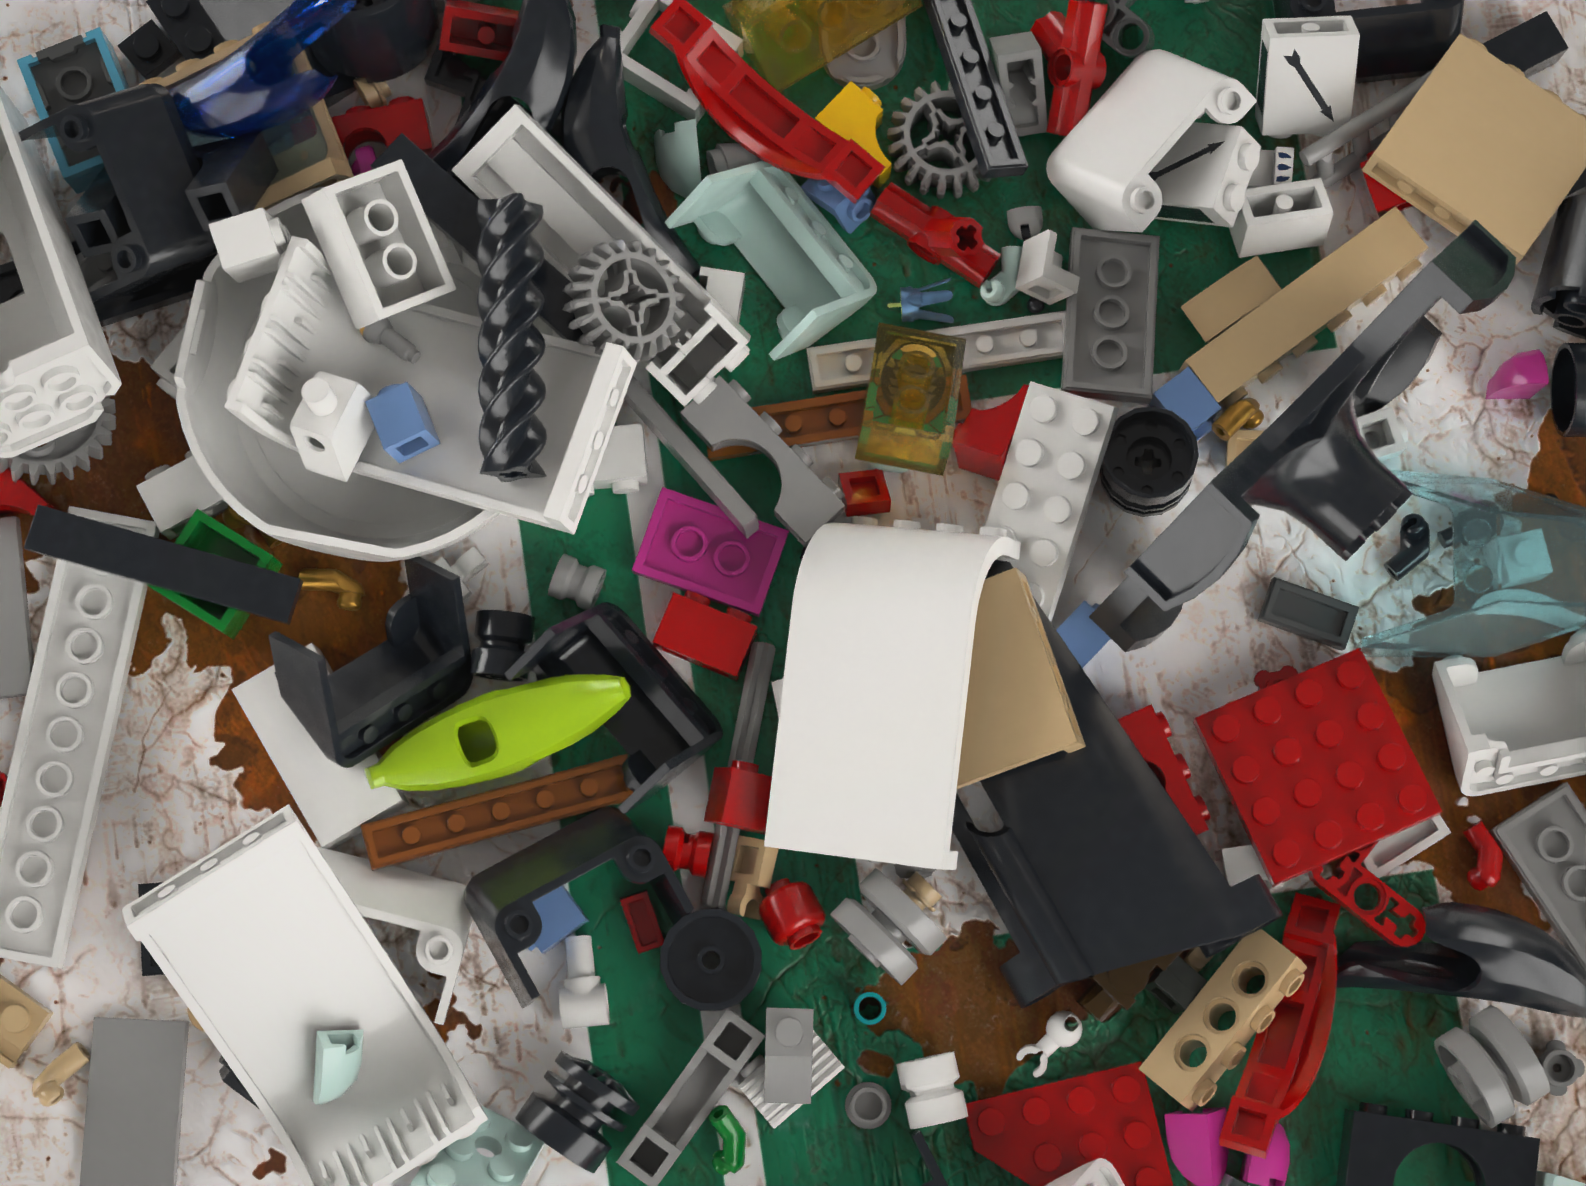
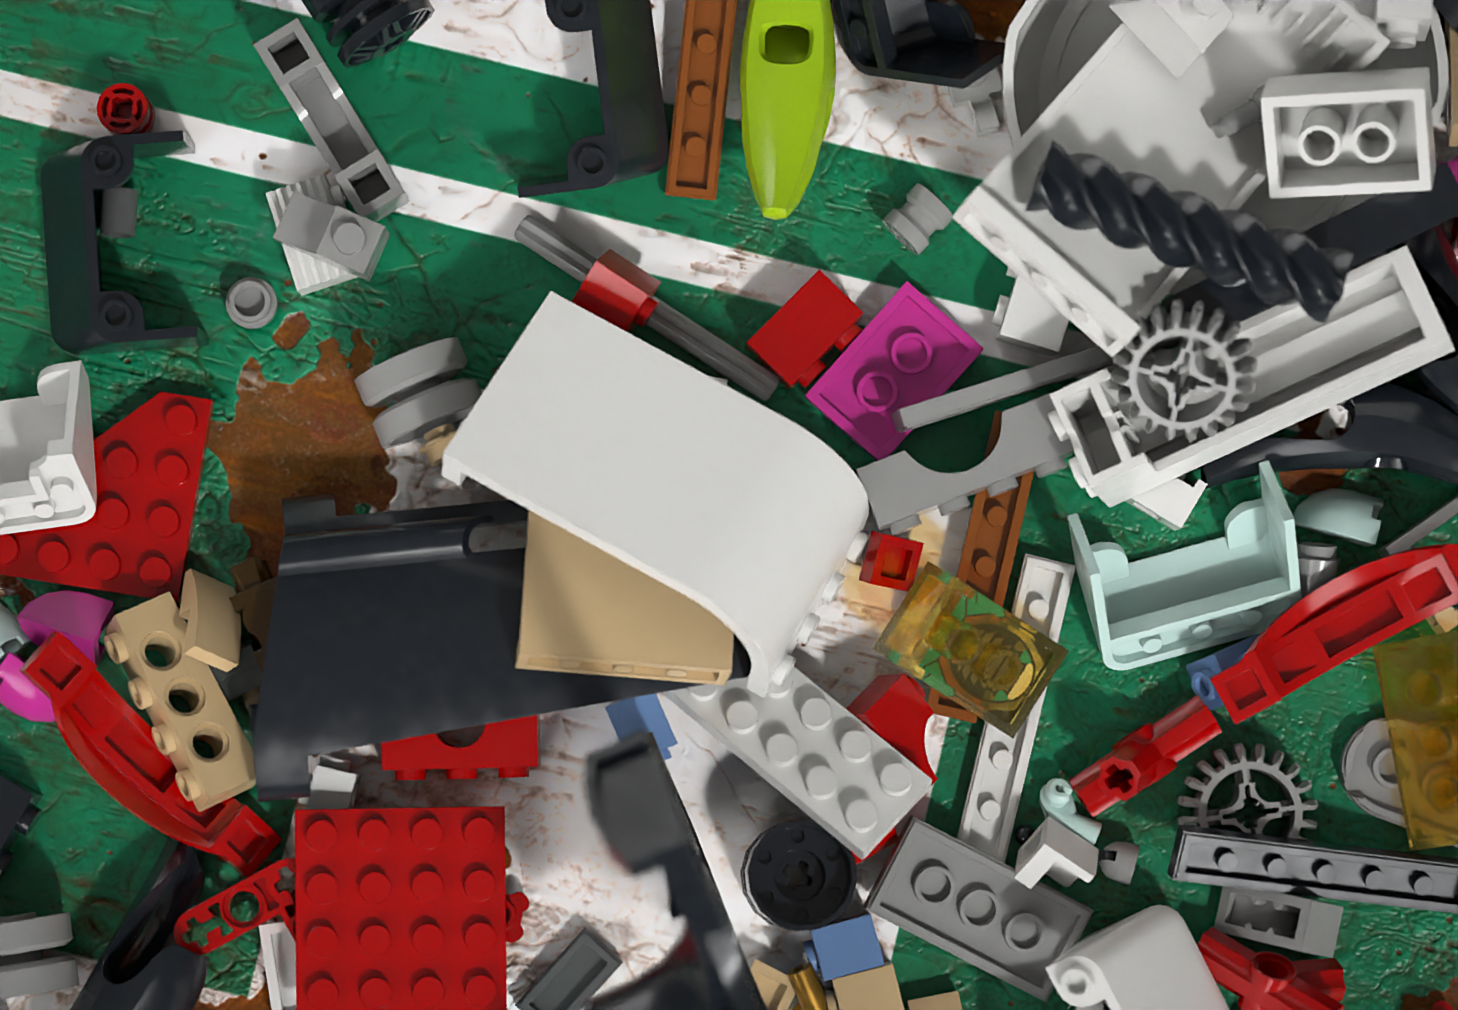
camera: 115 degrees right, 5 degrees up
(402, 421) = (1149, 87): medium blue brick -> none
(502, 643) = (880, 113): black wheel -> none
(559, 918) = (571, 59): medium blue brick -> none
(584, 997) = (480, 55): white pin -> none
(642, 921) = (536, 148): red piece -> none
(663, 720) = (736, 253): black windscreen -> none
(687, 945) = (446, 172): black wheel -> none
(688, 850) = (587, 220): red wheel -> none
(734, 1141) = (274, 152): green arm -> none
(751, 870) = (533, 275): tan plate -> none
(792, 914) = (477, 303): red head -> none
(856, 116) = (1305, 718): yellow arch -> none
(882, 1008) = (341, 330): teal hinge -> none
(913, 299) = (1079, 704): flat silver piece -> none
(932, 1090) = (231, 371): white wheel -> none
(1057, 1036) = (240, 527): white arm -> none
(1147, 1020) = (212, 624): none -> tan slope

